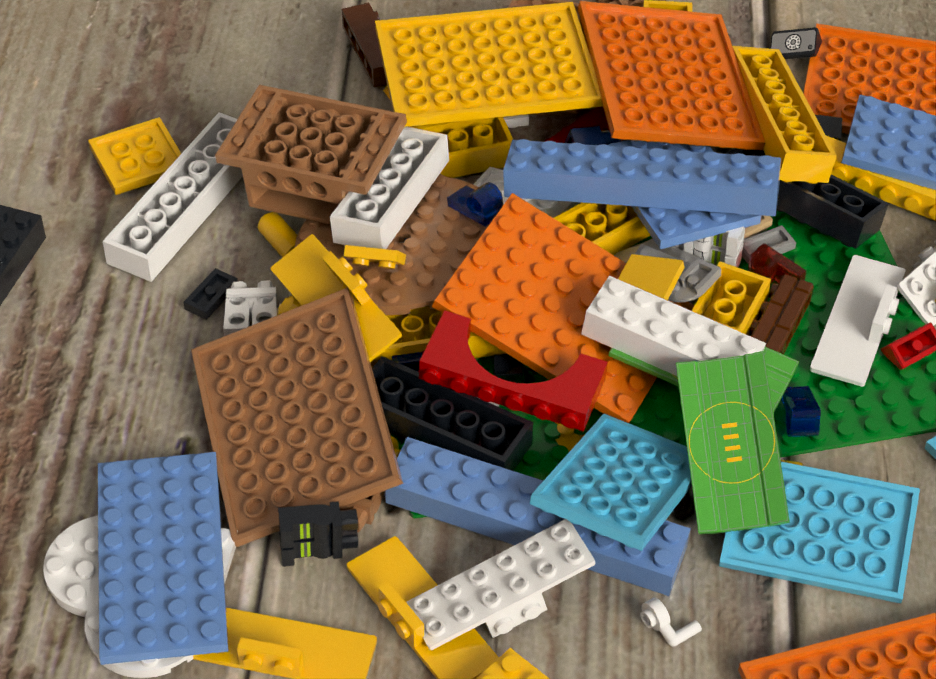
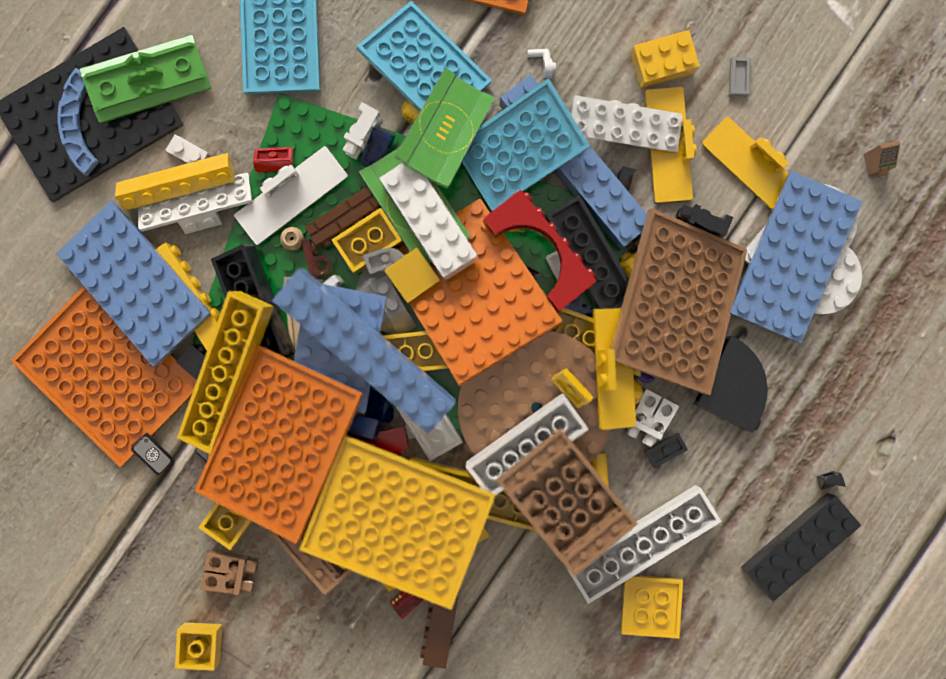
camera: 155 degrees left, 40 degrees up
(158, 390) = (738, 387): none -> black brick
(456, 541) = (625, 176): none -> black slope
(477, 204) = (479, 401): clear blue plate -> none
(822, 280) = (294, 244): none -> tan plate
(836, 417) = (361, 131): none -> white hips

